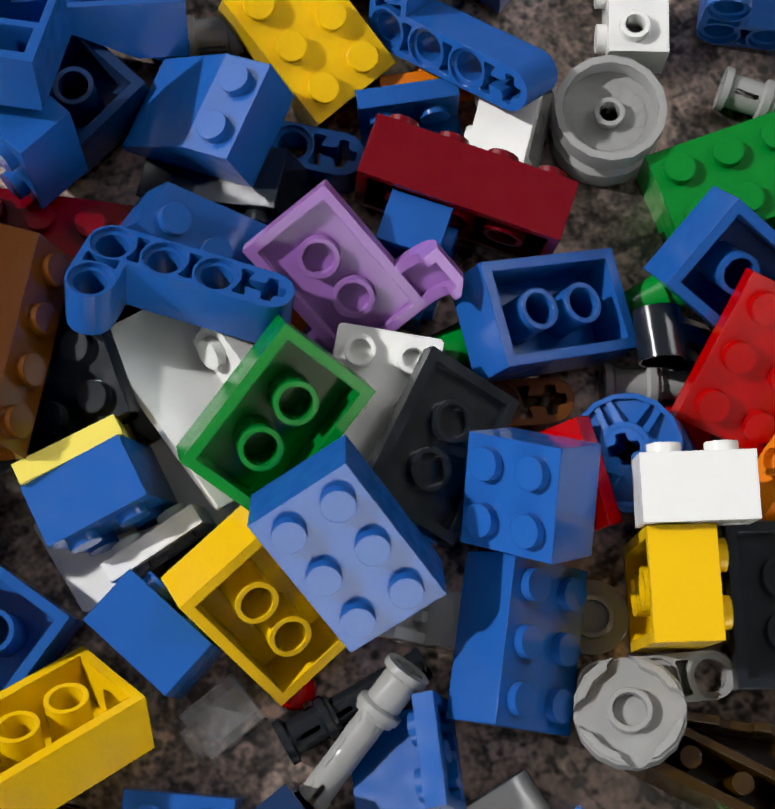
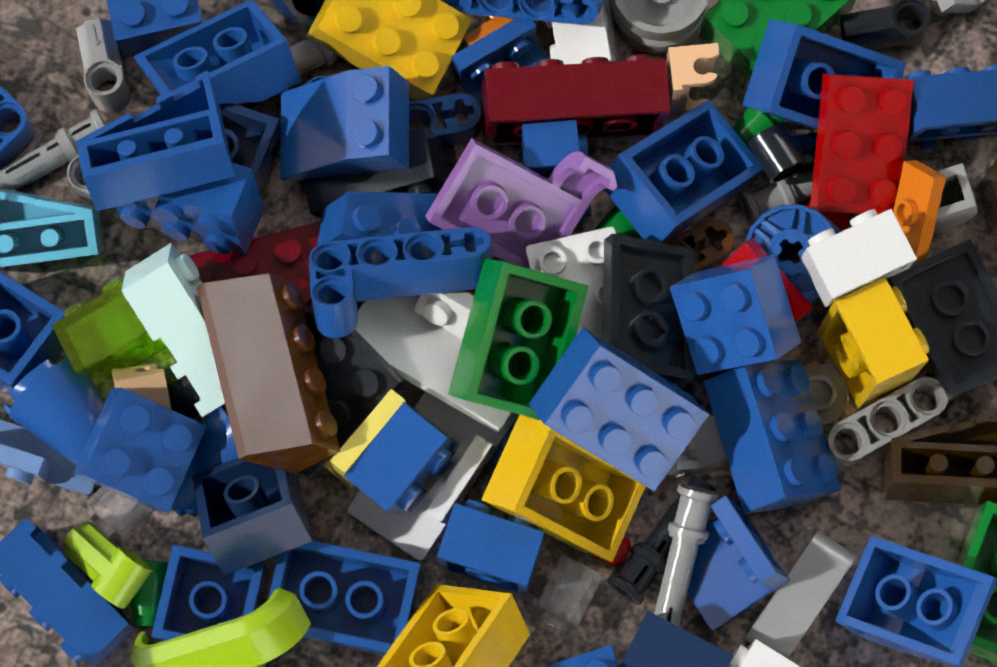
camera: 25 degrees left, 0 degrees up
(603, 207) = (686, 69): none -> light nougat hinge
(630, 713) = (879, 449): light grey tile -> none

